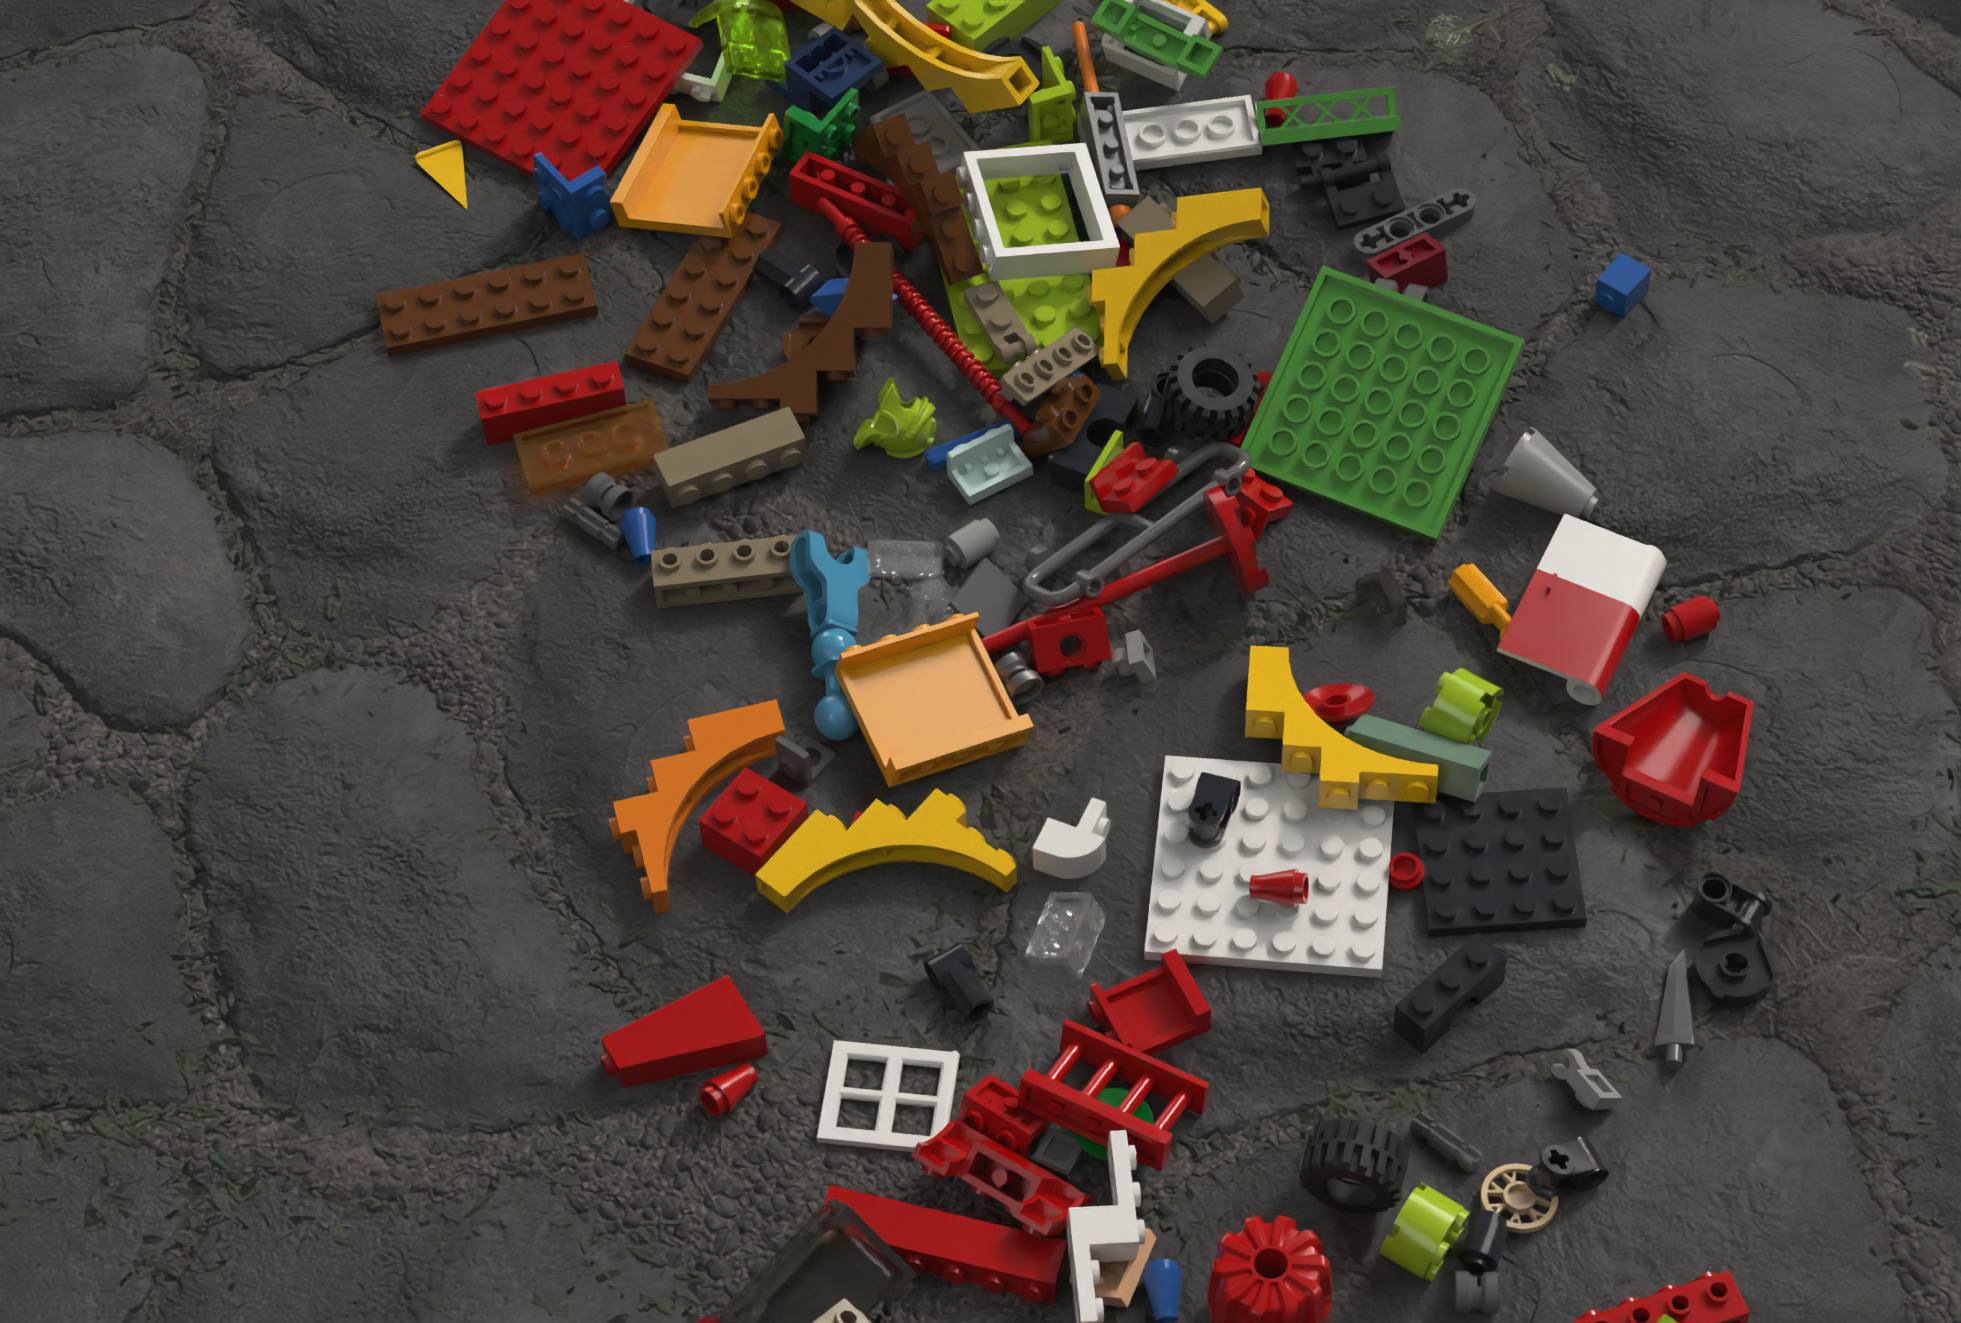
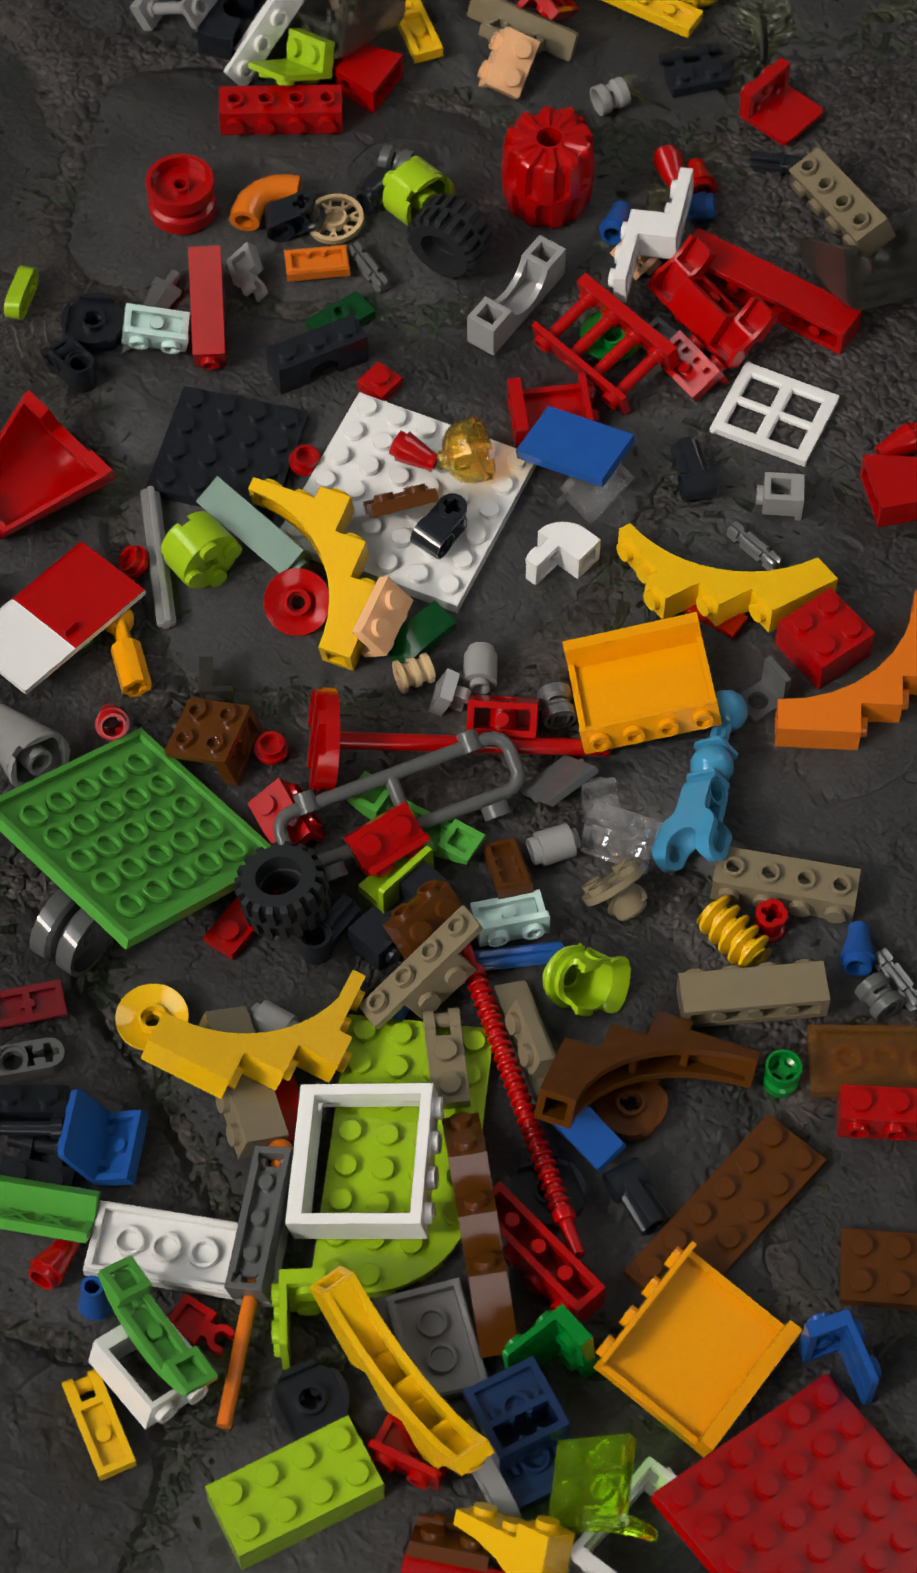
camera: 165 degrees left, 5 degrees up
(684, 406) = (785, 1066): none -> green wheel
(732, 526) = (776, 912): none -> red bush
(764, 508) = (732, 935): none -> yellow piece
(848, 977) = (781, 494): none -> light grey brick
(863, 920) = (754, 546): none -> dark grey axle
(895, 509) = (618, 889): none -> dark tan plate
(929, 370) = (525, 1031): none -> dark tan bracket
(1009, 510) = (507, 868): none -> reddish brown plate
(1069, 519) = (449, 841): none -> bright green slope
(1100, 945) = (575, 446): none -> blue tile
(1113, 694) = (480, 668): none -> light grey brick
(1135, 90) = (197, 1324): none -> red plate
(1174, 320) = (270, 1017): none -> light grey brick
(1182, 670) = (413, 672): none -> tan bush
(1191, 712) = (421, 633): none -> dark green slope
(1214, 890) = (466, 452): none -> clear yellow cylinder
(1228, 77) = (93, 1300): none -> blue cone
(1233, 692) = (382, 617): none -> light nougat bracket
(1247, 1132) = (536, 275): none -> light grey arch
(1262, 800) = (410, 497): none -> reddish brown plate
(1284, 290) = (143, 1005): none -> yellow dish
(1287, 180) = (100, 1142): none -> blue bracket
(1296, 561) = (271, 748): none -> red plate
(1354, 539) = (216, 735): none -> reddish brown bracket
(1365, 996) = (380, 382): none -> red plate
(1448, 1064) = (345, 307): none -> dark green plate
(1466, 526) = (114, 728): none -> red cone
(1510, 1123) = (317, 263): none -> orange plate
(1517, 725) = (158, 568): none -> light grey axle
(1534, 702) = (134, 561): none -> red plate
(1608, 1013) = (207, 307): none -> red slope
(1619, 1190) = (251, 201): none -> orange cylinder
(1652, 965) = (155, 328): none -> light aqua bracket
(1717, 1148) = (181, 194): none -> red wheel
(1839, 976) = (21, 292): none -> lime beam

